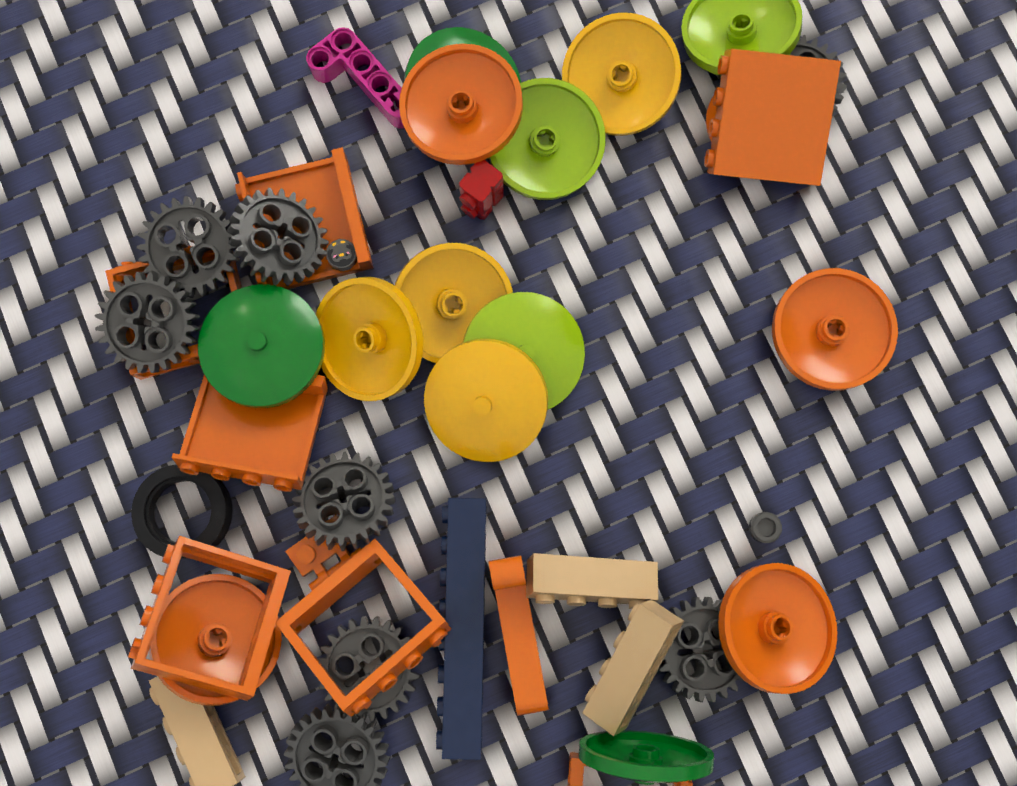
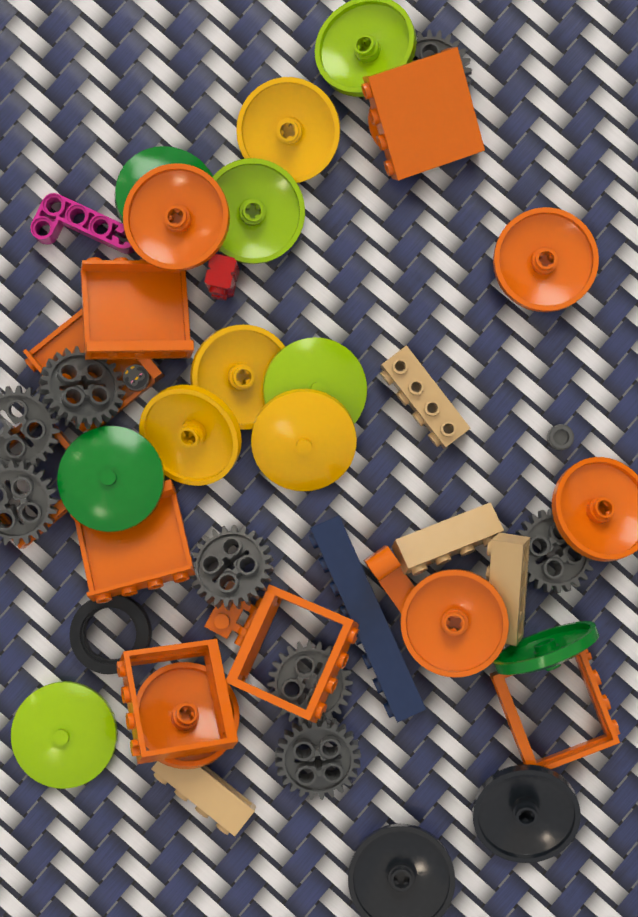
camera: 25 degrees left, 5 degrees up
(79, 598) = (64, 734): none -> lime dish
(372, 183) = (134, 310): none -> orange panel
(556, 678) = (454, 623): none -> orange dish
(637, 416) = (424, 397): none -> tan brick

